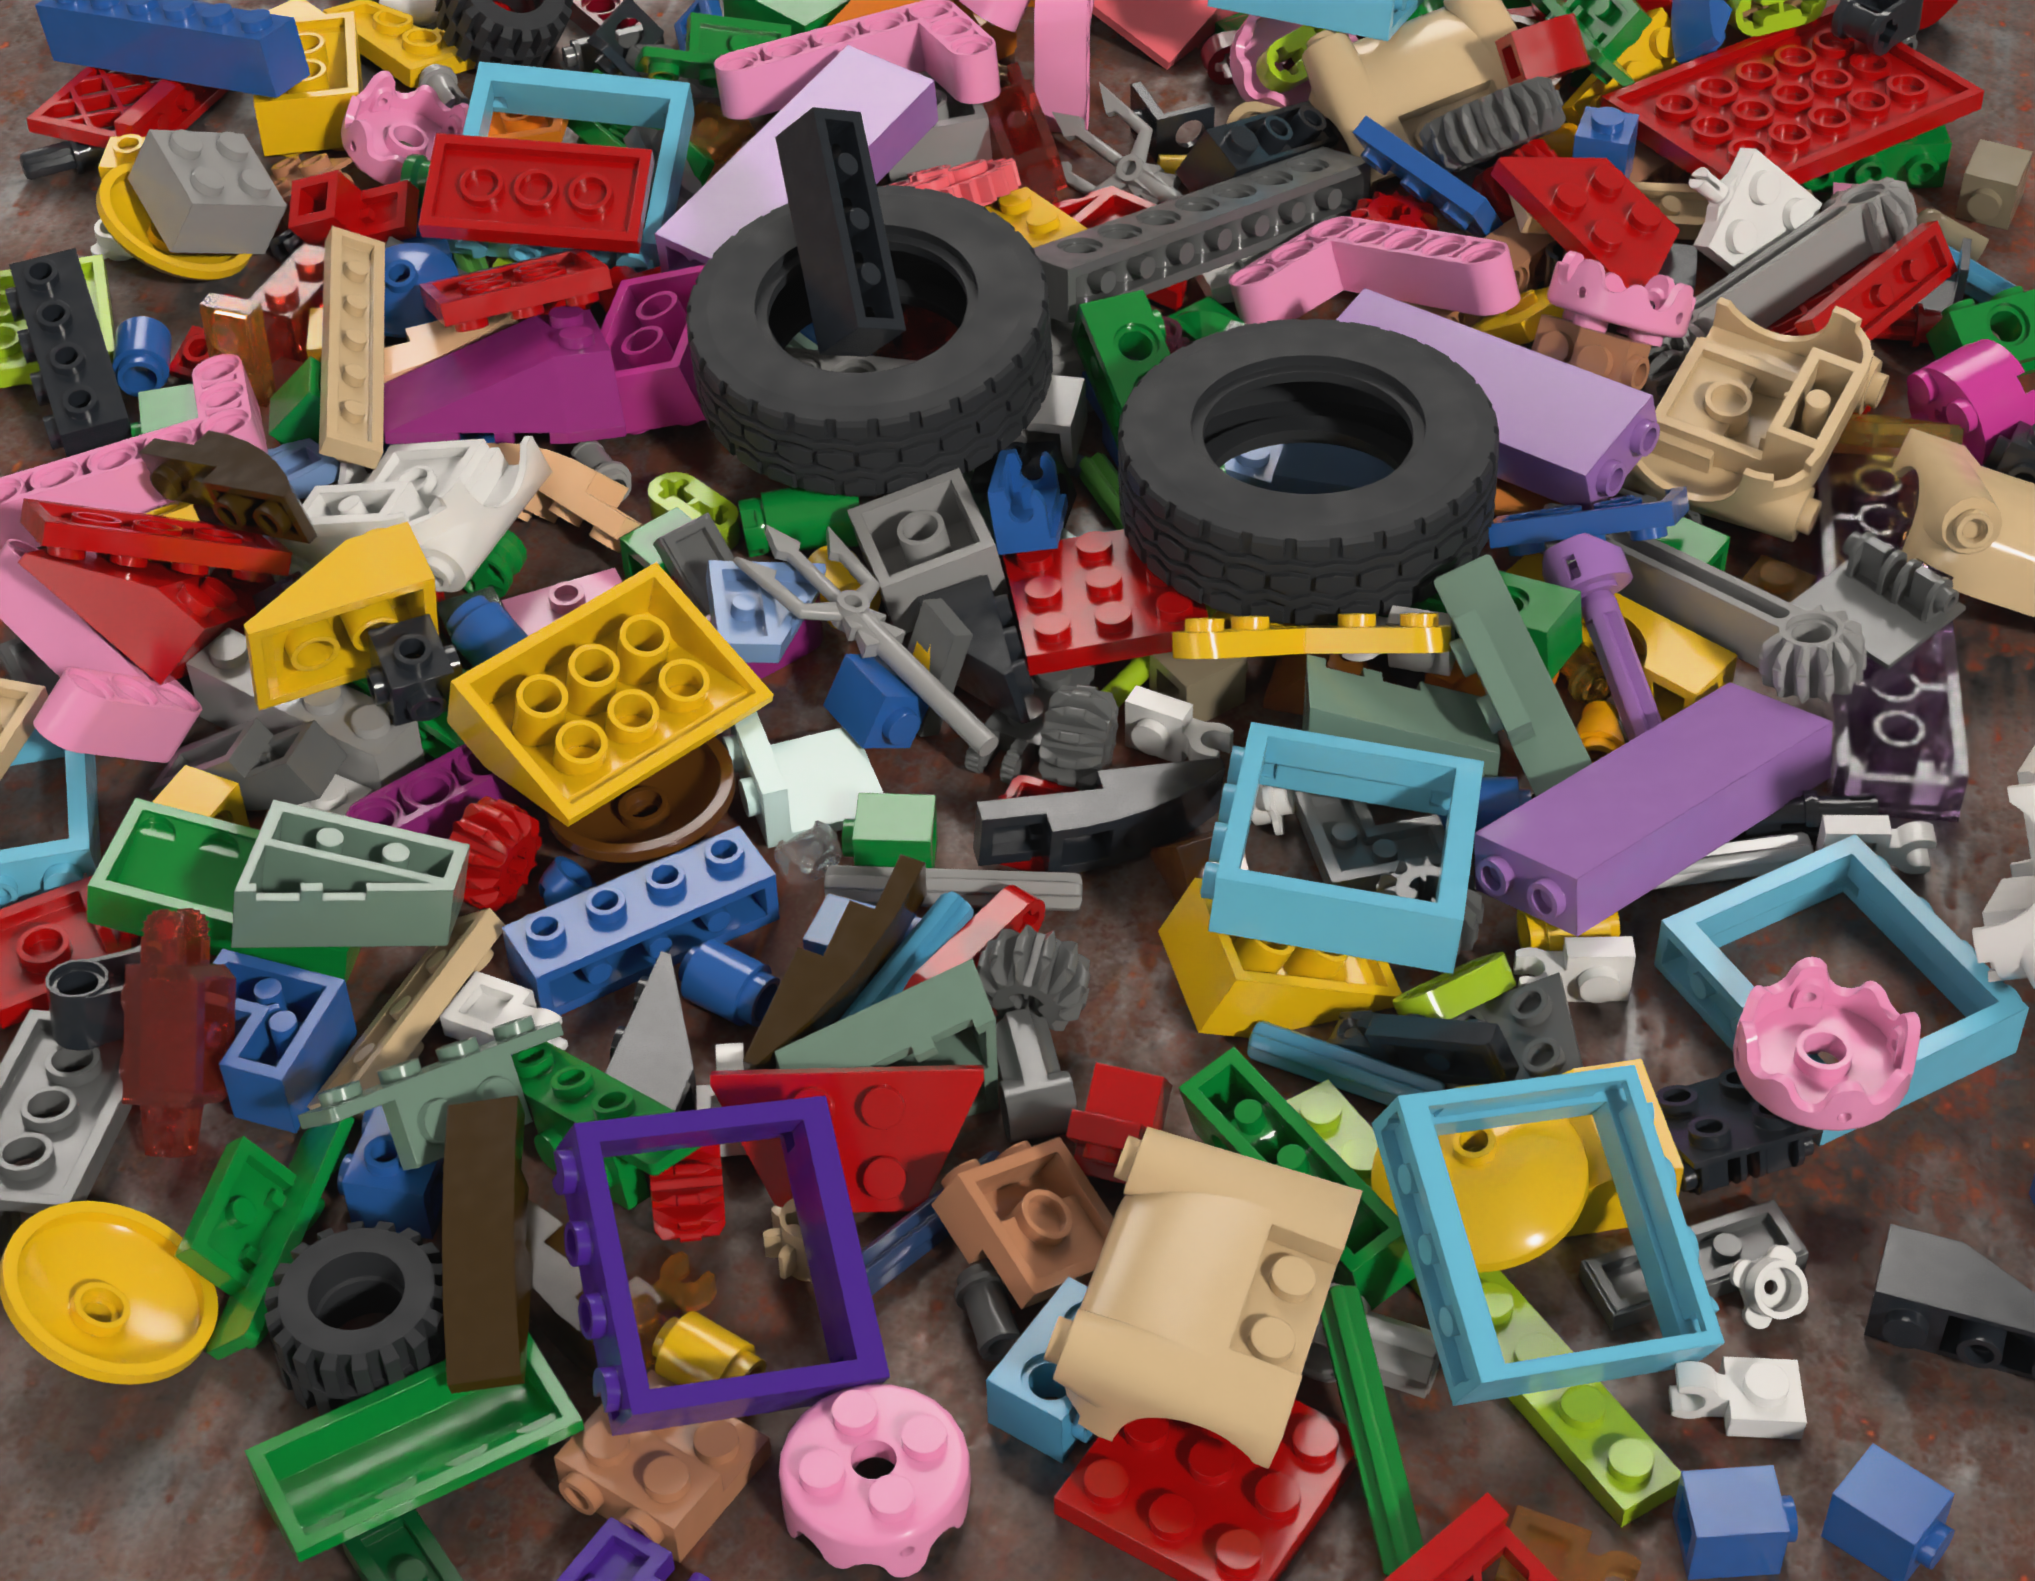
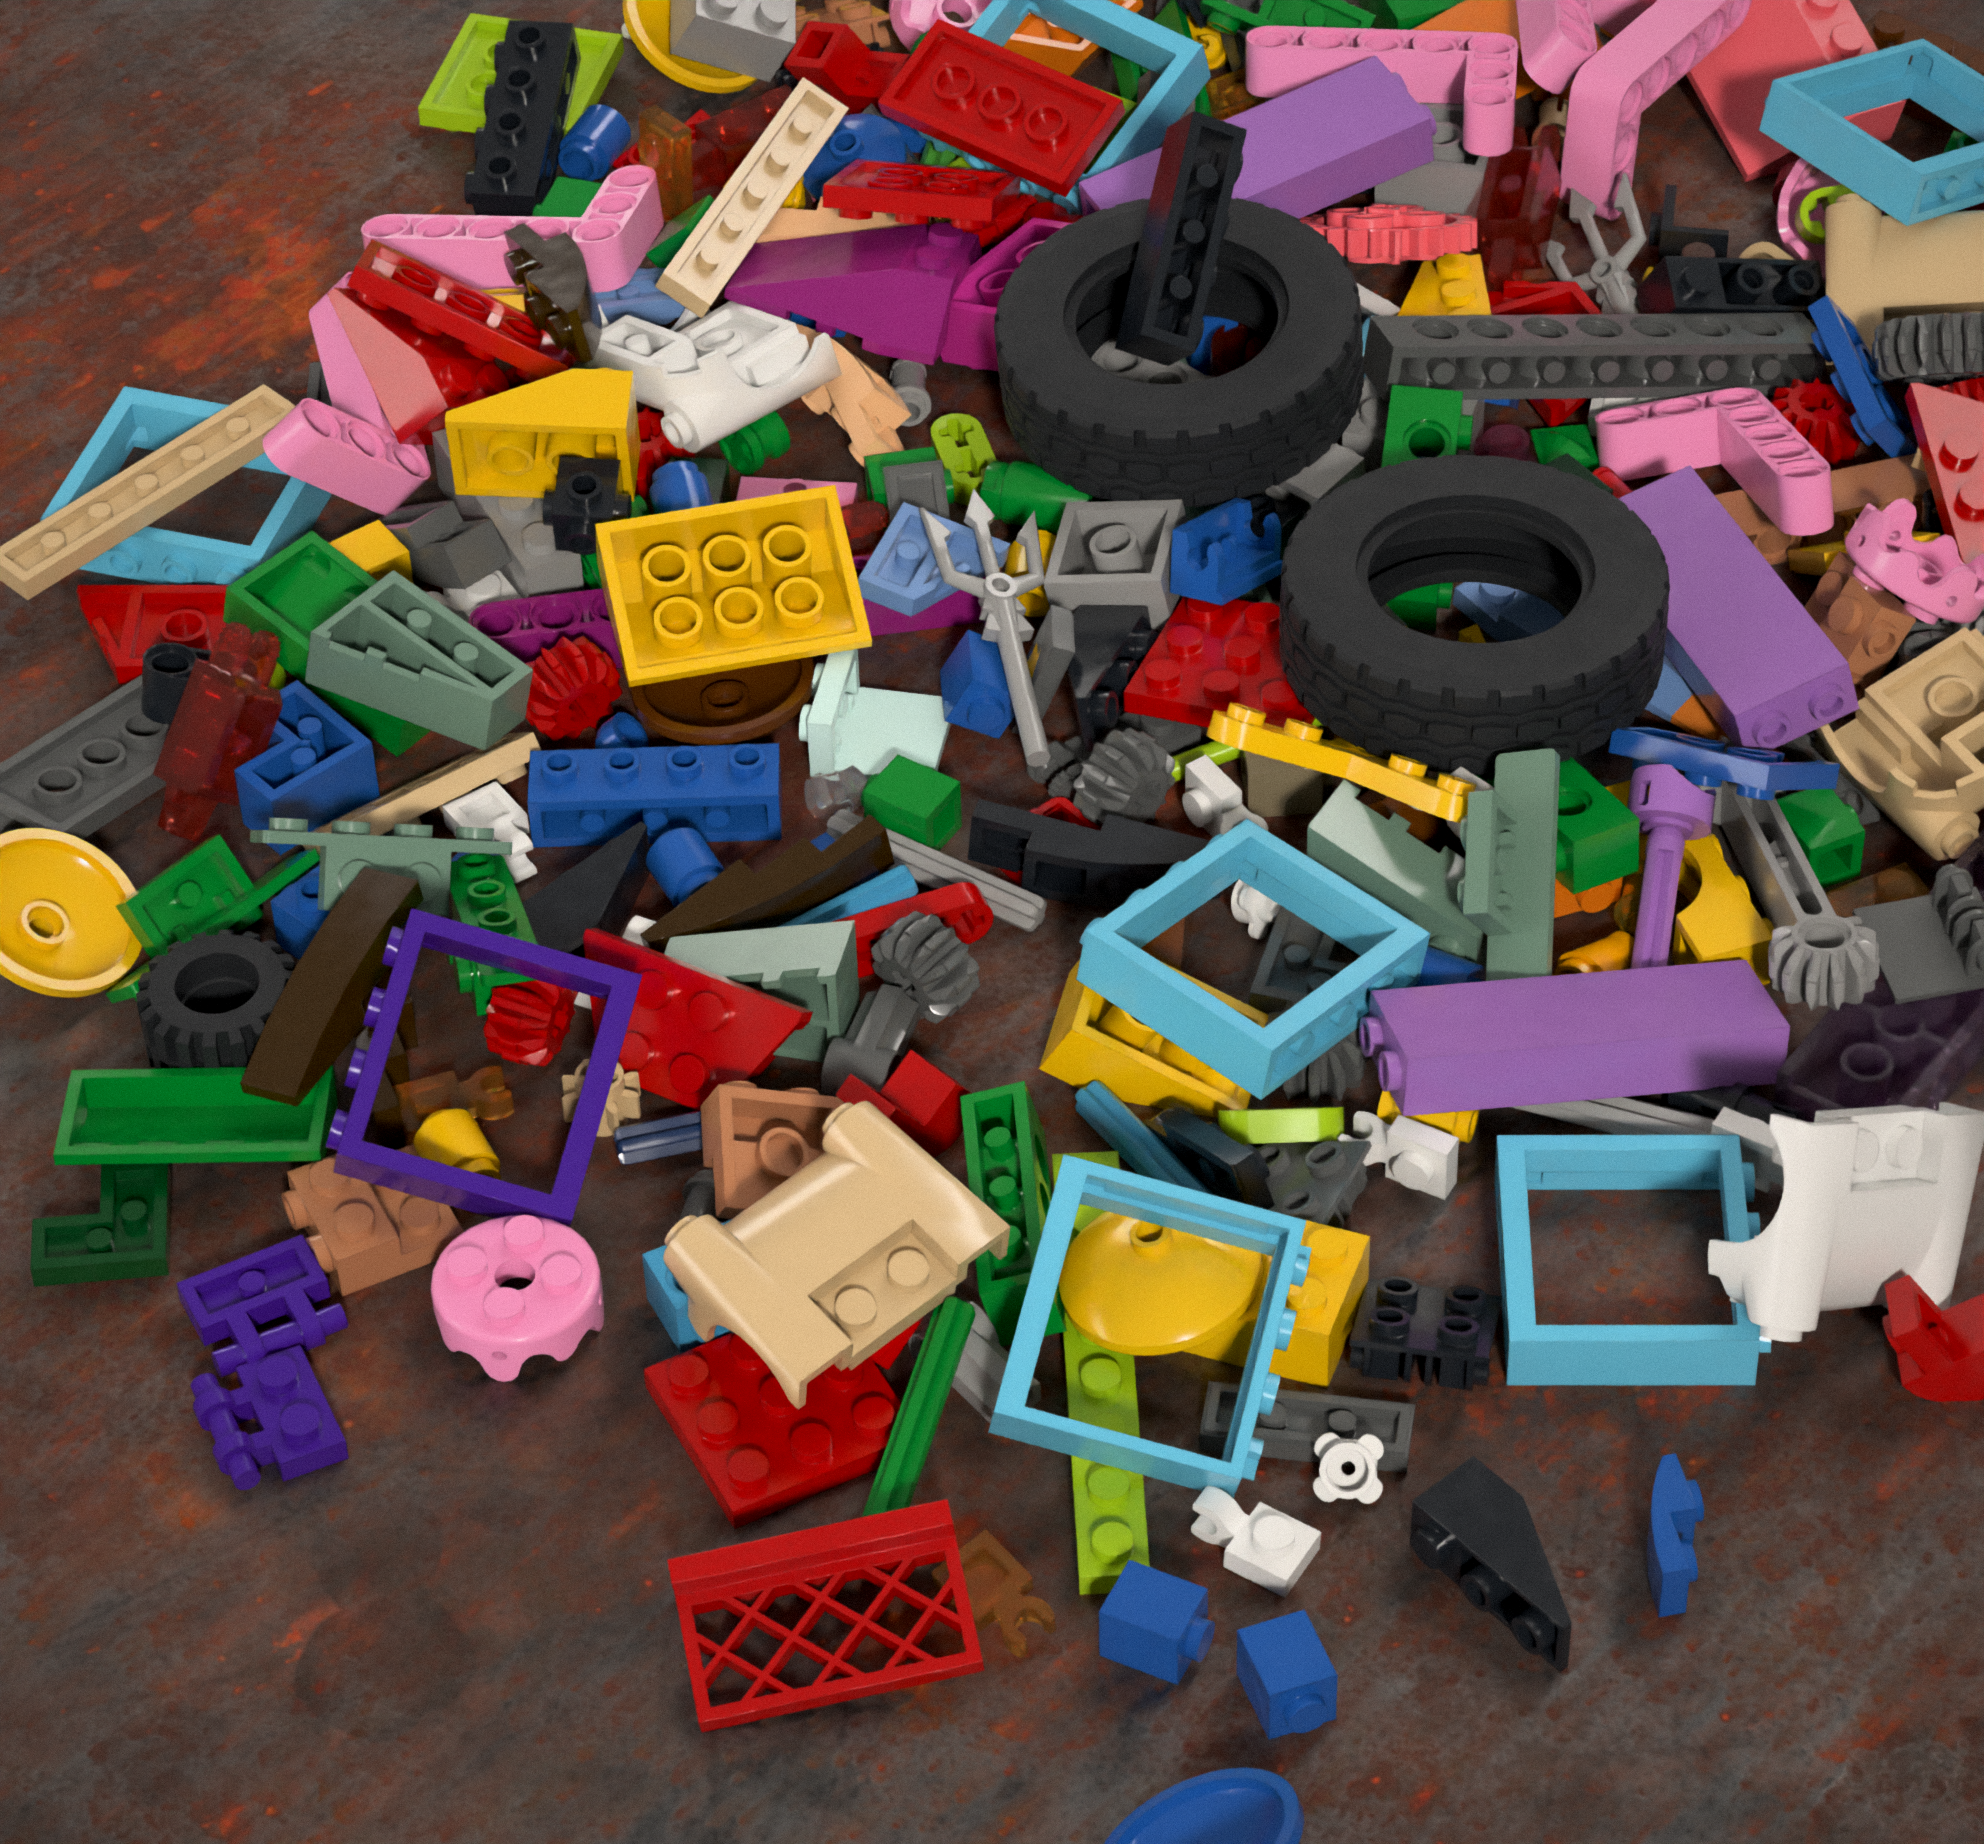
camera: 30 degrees right, 0 degrees up
(1815, 1015) = (1529, 1257): bright pink plate -> none

